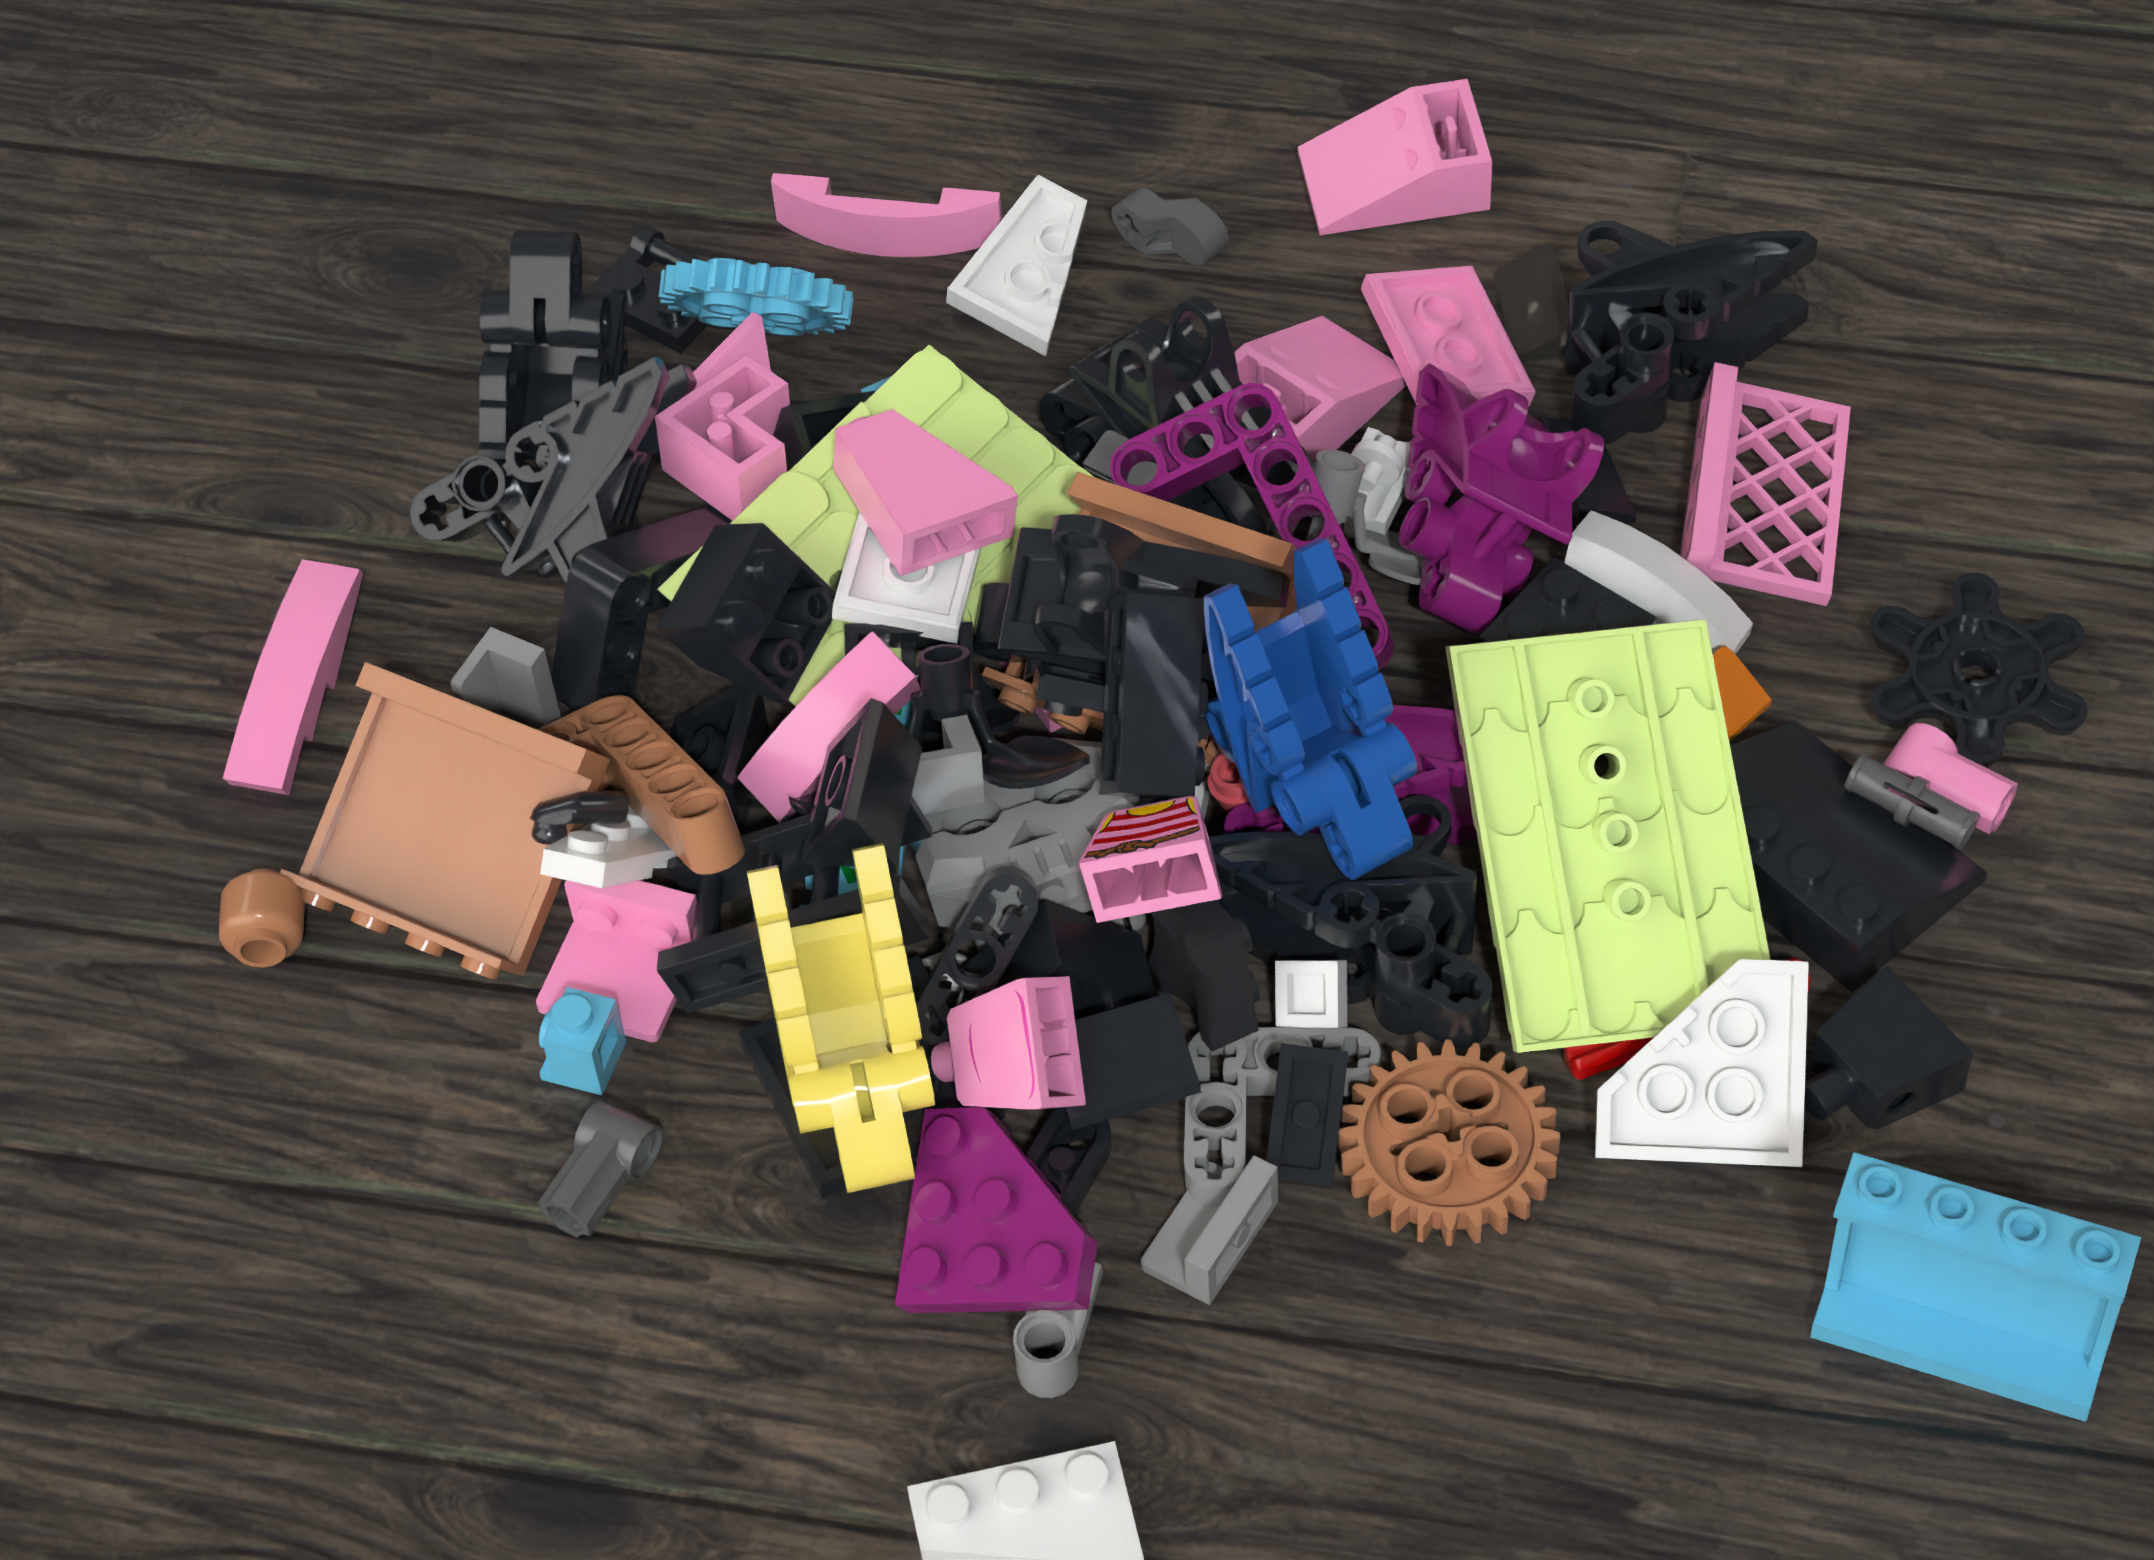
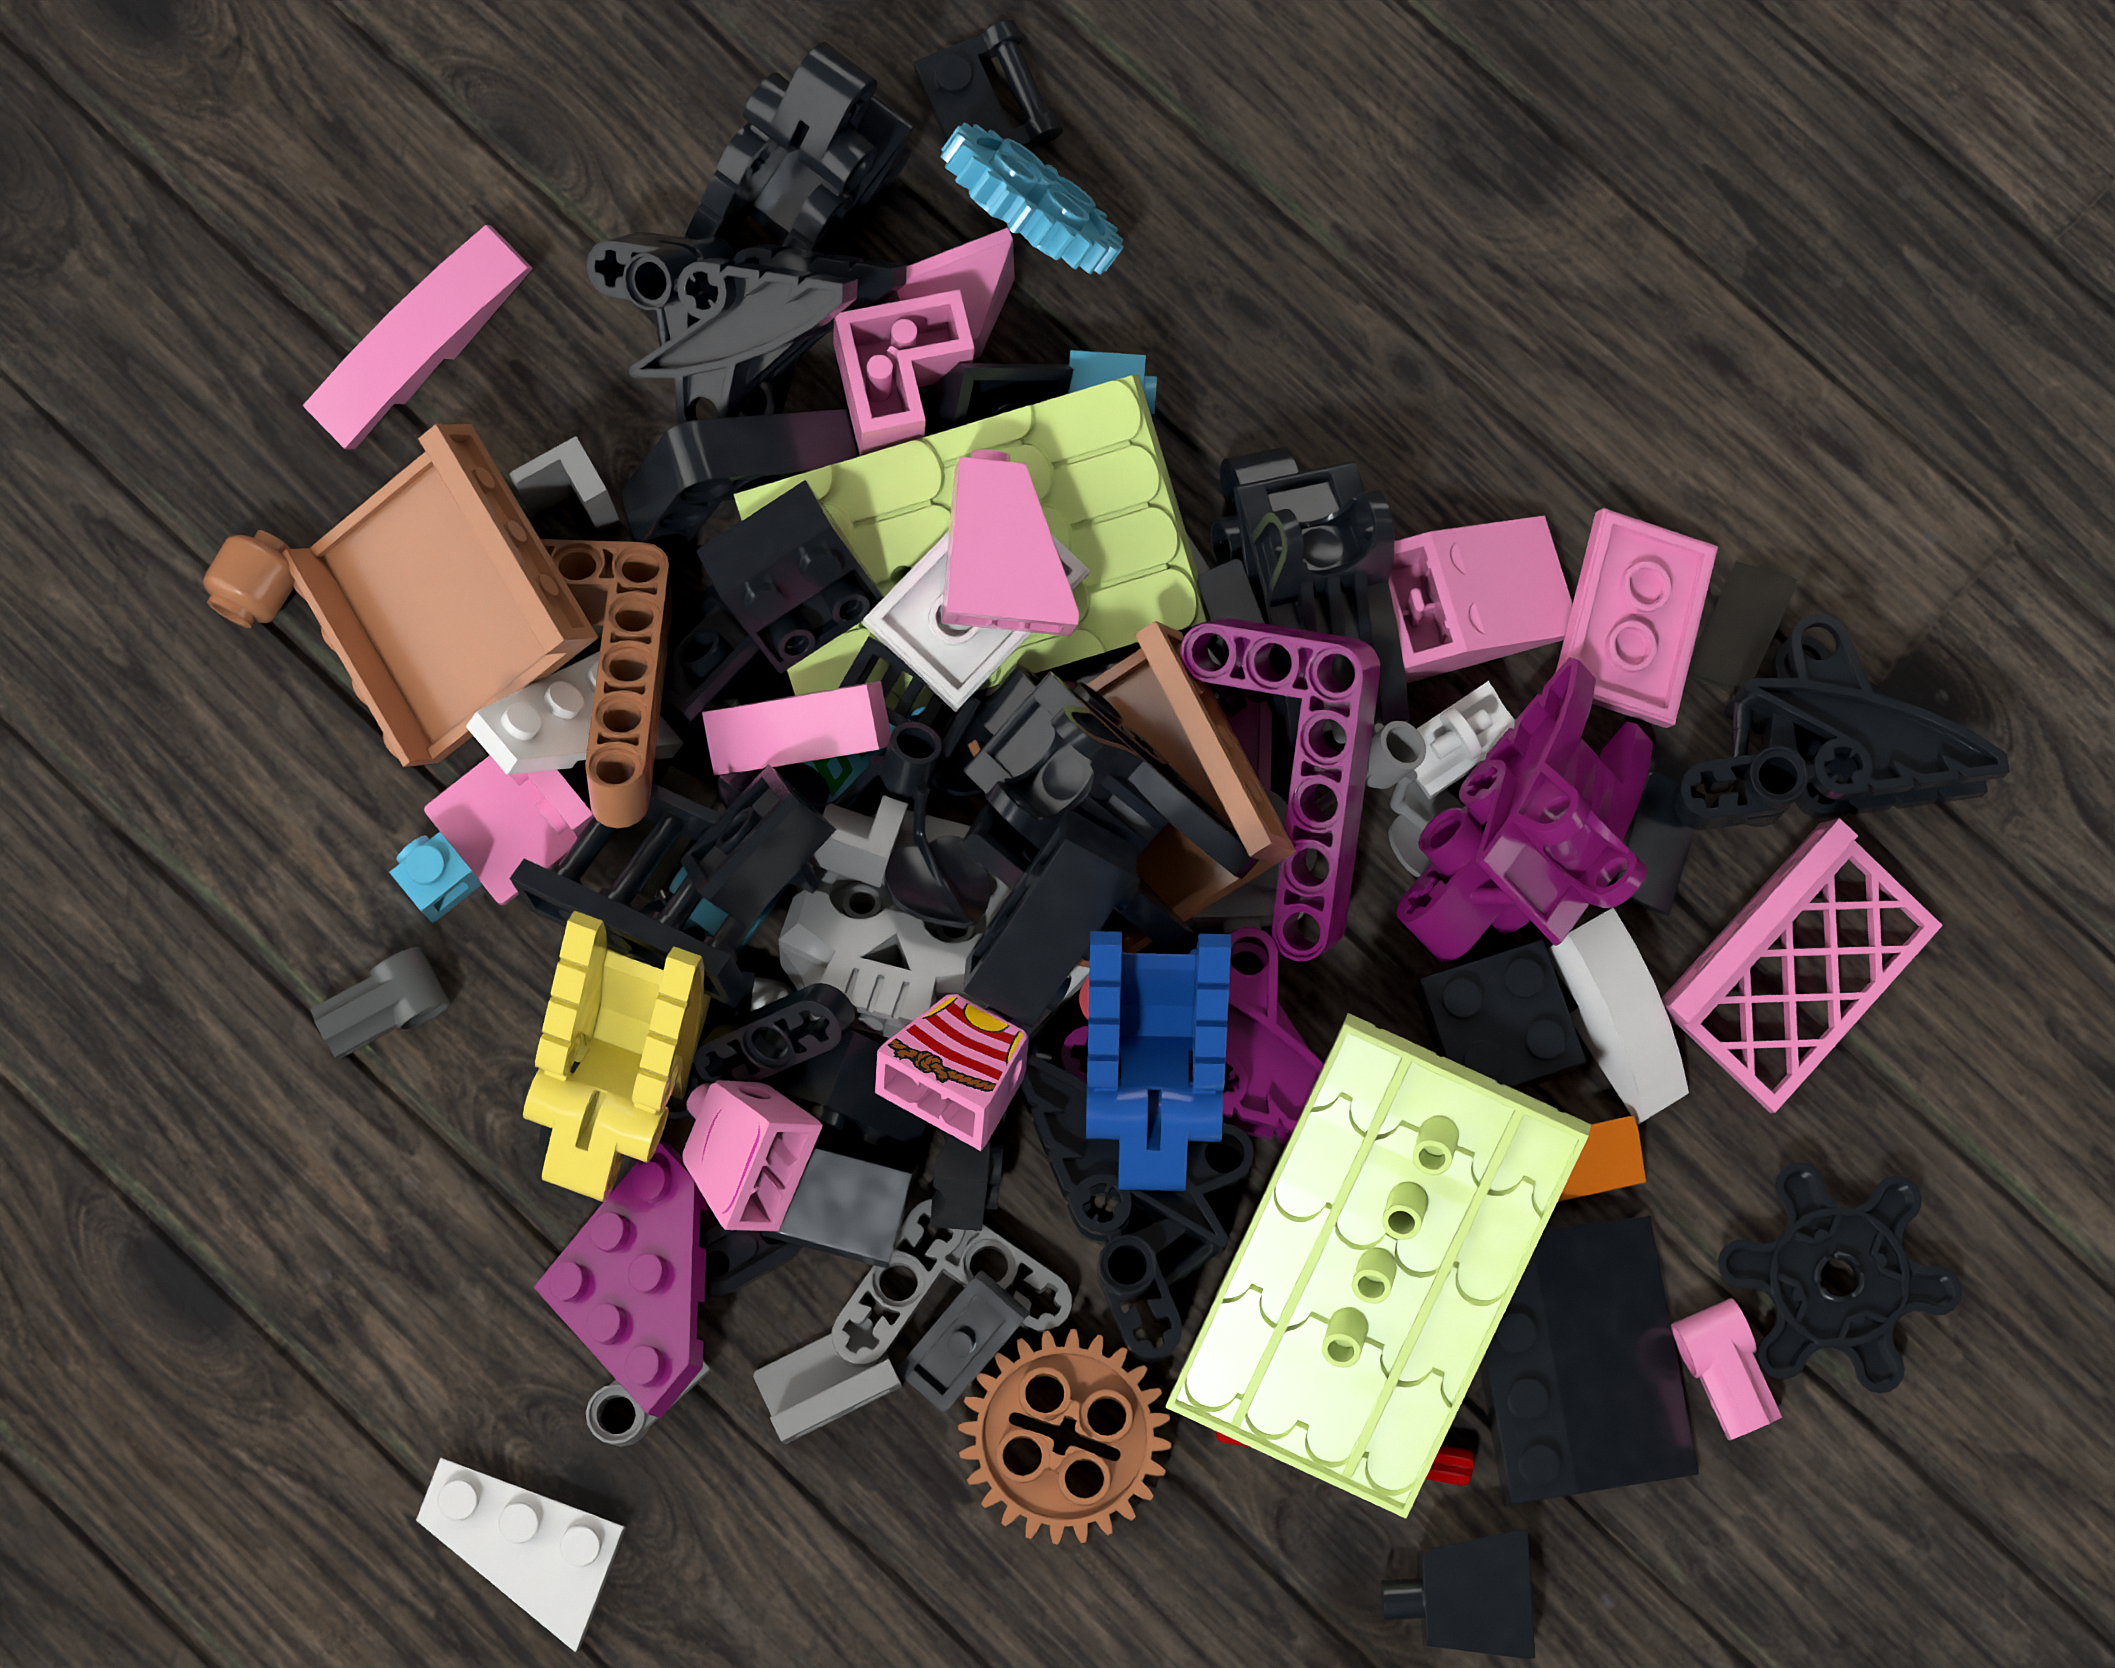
camera: 30 degrees right, 25 degrees up
(576, 808) = (518, 671): black arm -> none
(885, 226) = (1287, 198): bright pink slope -> none
(1024, 266) = (1317, 284): white wing -> none
(1170, 226) = (1476, 326): dark grey piece -> none
(1311, 993) = (1044, 1227): white plate -> none
(1400, 161) = (1726, 391): bright pink slope -> none
(1718, 1077) = (1313, 1535): white plate -> none
(1873, 779) = (1676, 1378): dark grey pin -> none

